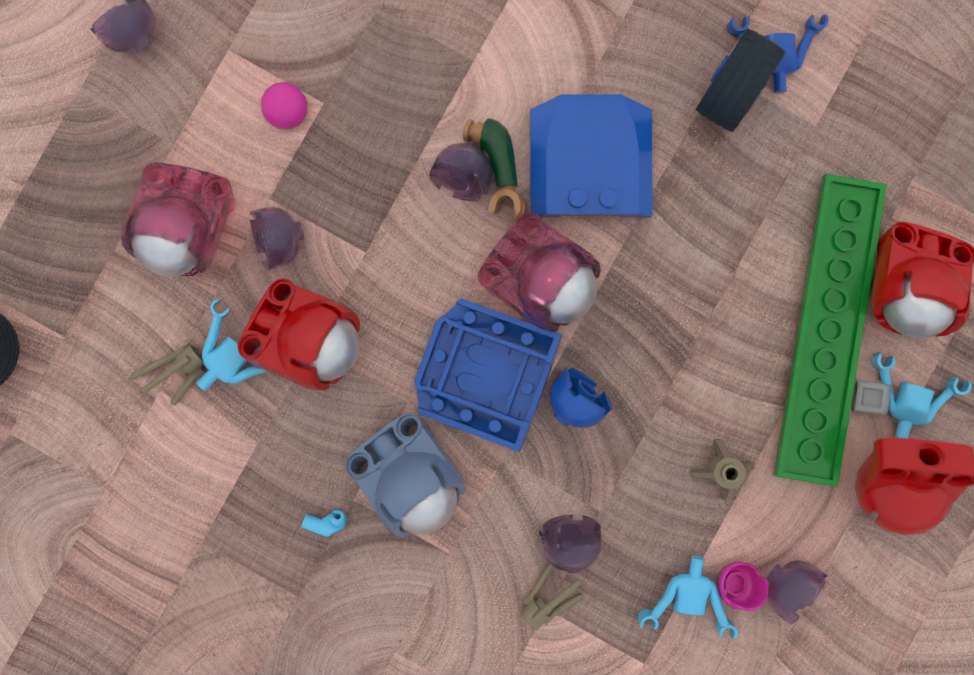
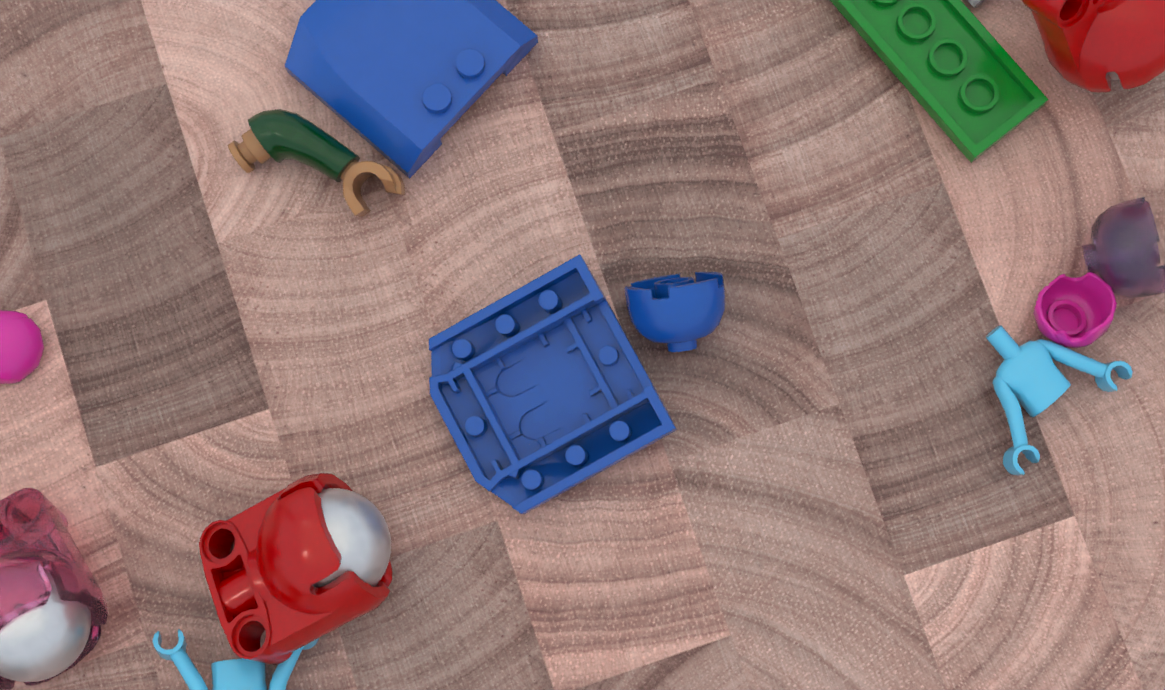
camera: 50 degrees left, 10 degrees down
(276, 236) = (147, 494): clear purple cylinder -> none
(407, 477) = (587, 591): sand blue piece -> none
(463, 170) = (282, 203): clear purple cylinder -> none
(539, 610) = (897, 582): dark tan plant -> none
(541, 274) = (488, 216): clear pink piece -> none
(570, 543) = (847, 467): clear purple cylinder -> none
(718, 467) = (909, 219): dark tan brick -> none

